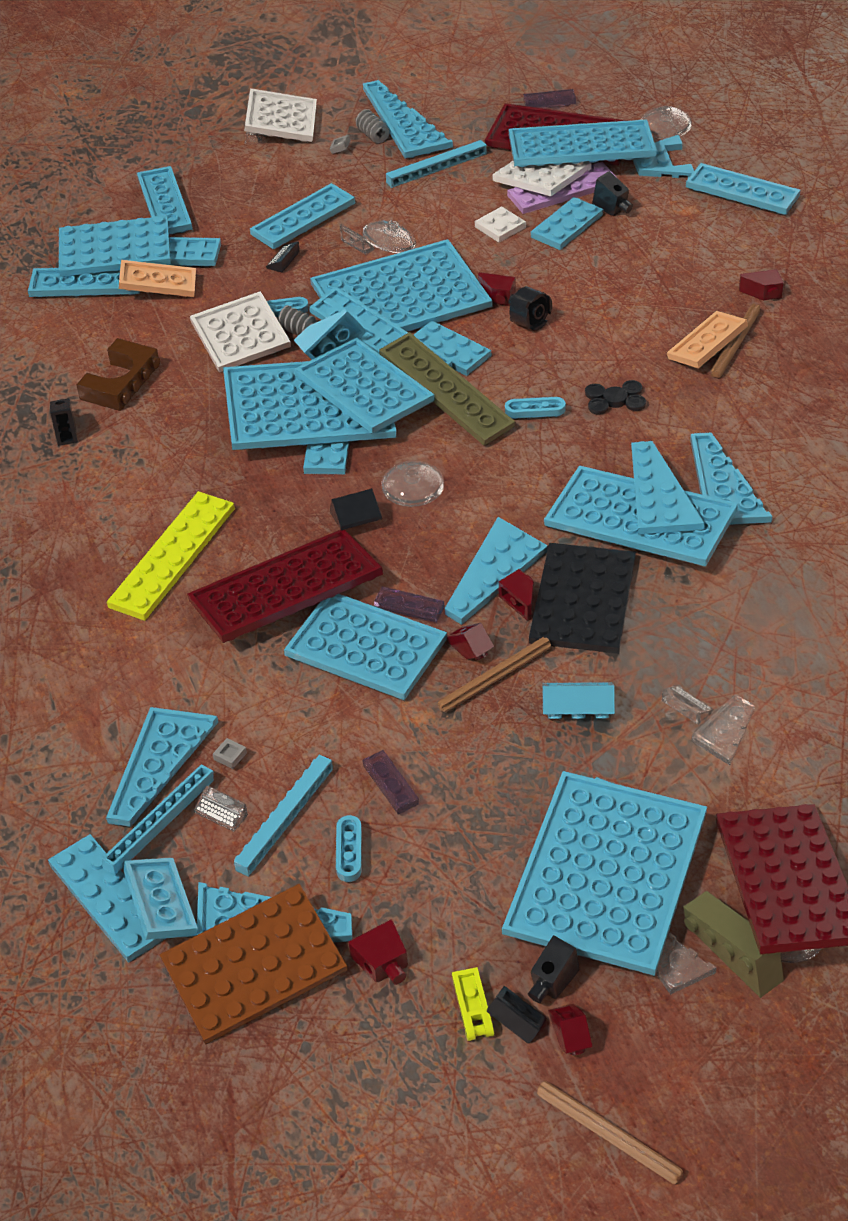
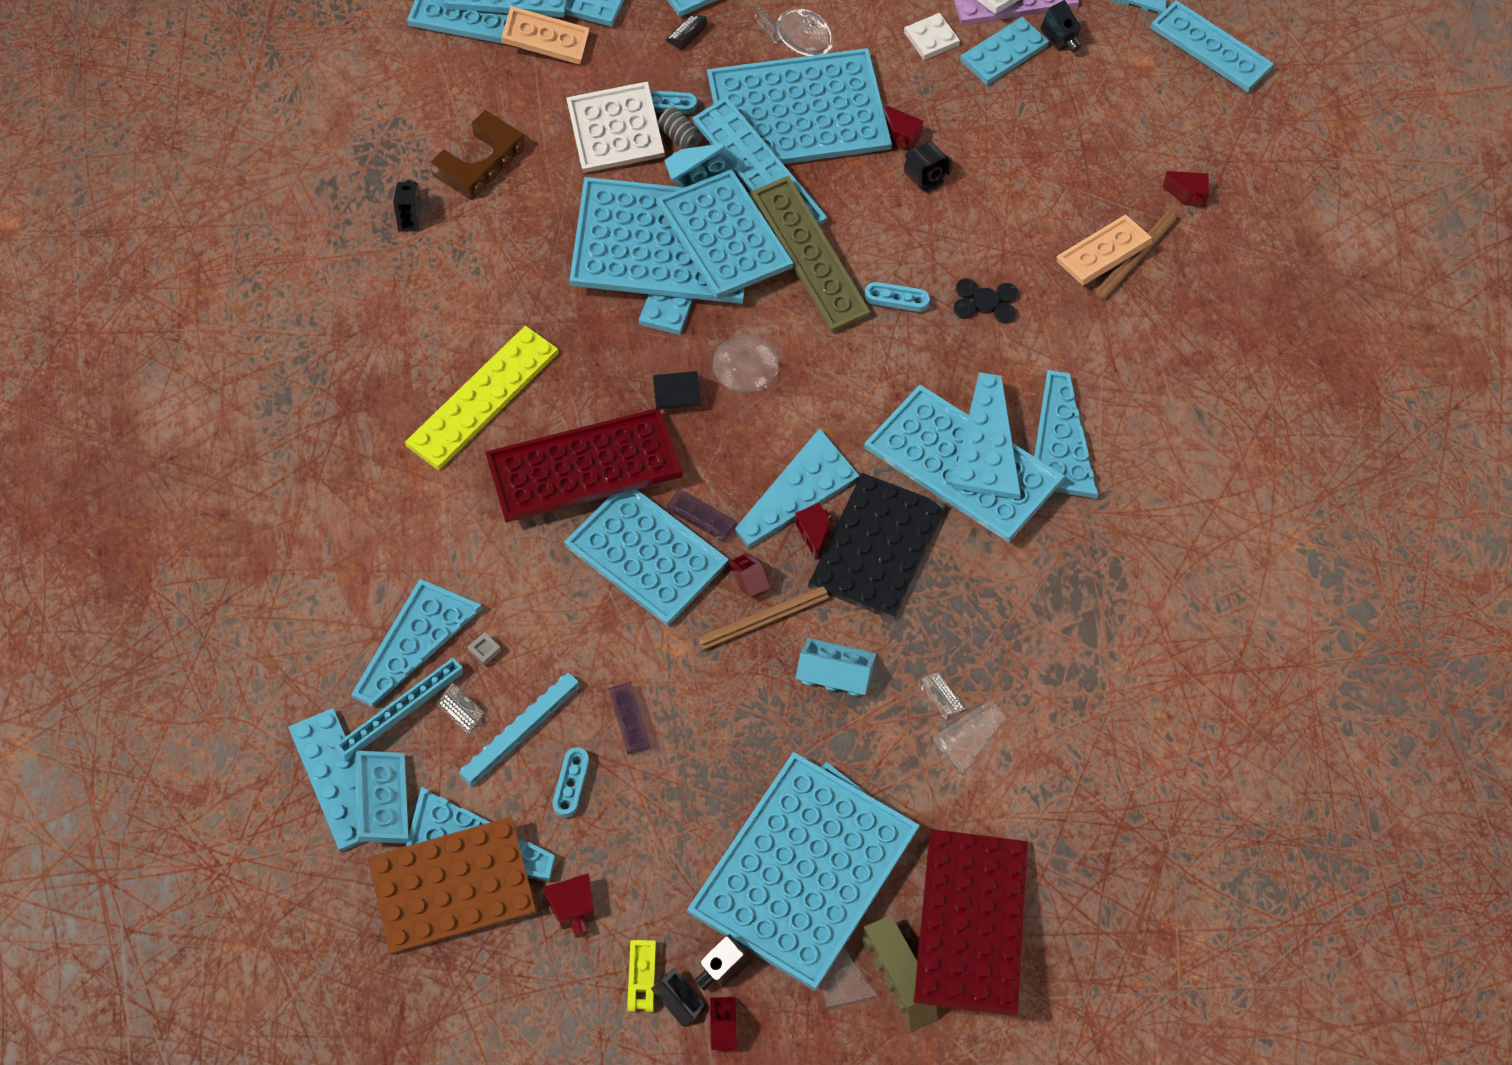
camera: 10 degrees right, 15 degrees up
(463, 352) = (832, 195): medium azure plate -> none

